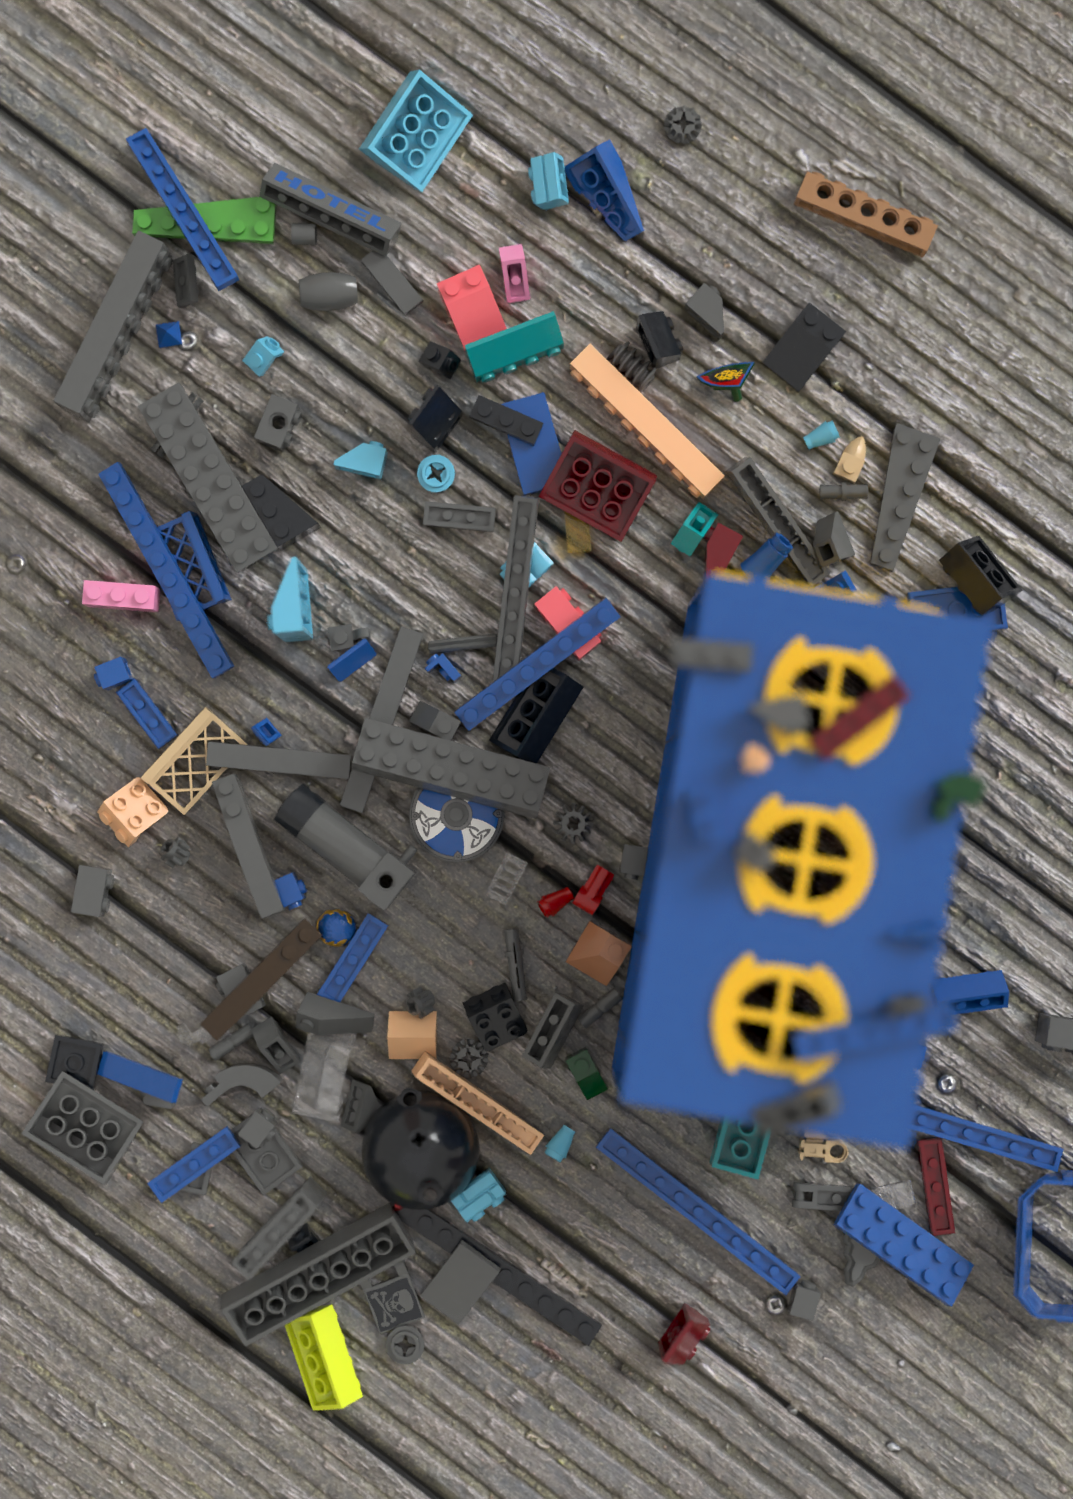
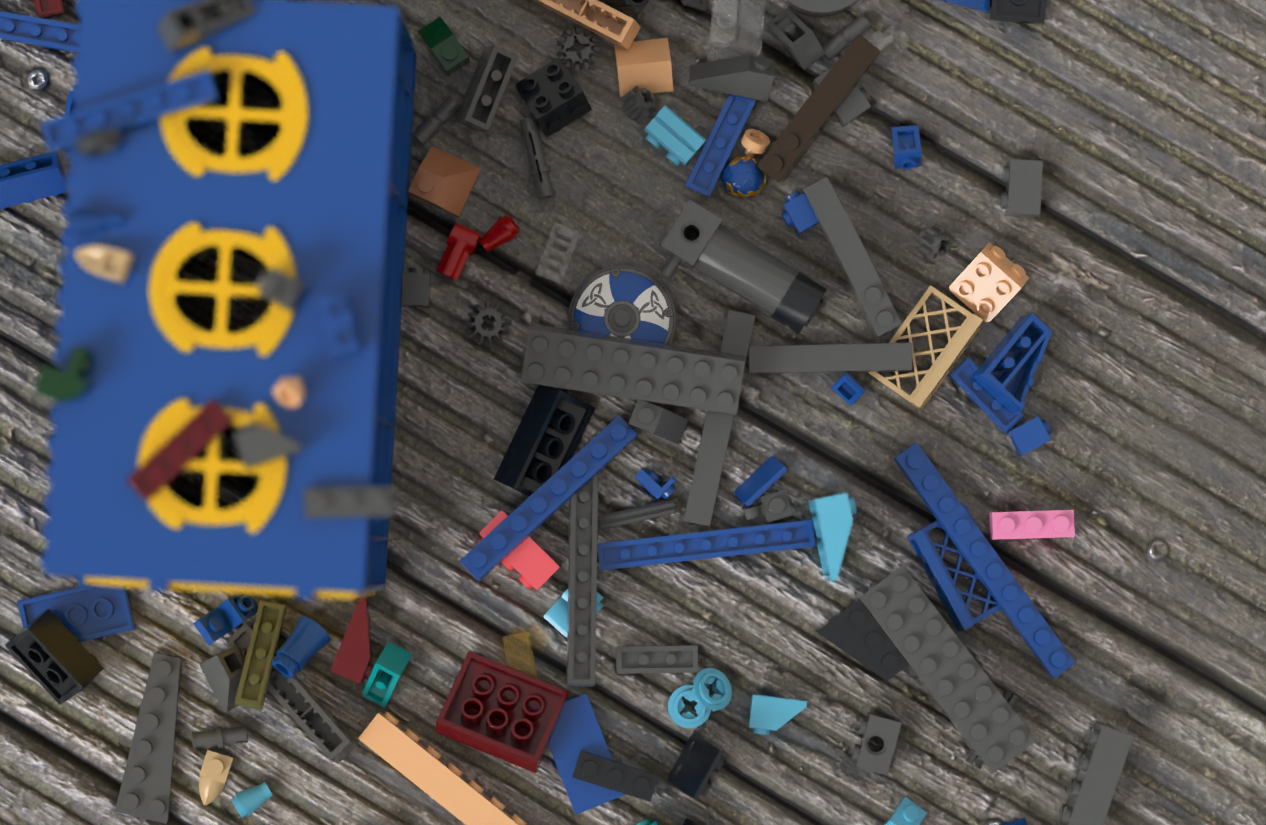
camera: 170 degrees right, 0 degrees up
(118, 738) = (1013, 363): none -> blue wedge
(189, 938) = (906, 147): none -> blue bracket
(322, 957) = (755, 142): none -> light nougat tile
(392, 969) = (674, 137): none -> medium azure brick
(405, 610) = (706, 545): none -> blue plate
(406, 486) = (720, 685): none -> medium azure gear
(804, 547) = (260, 654): none -> olive tile
(910, 896) = (105, 262): none -> tan plate

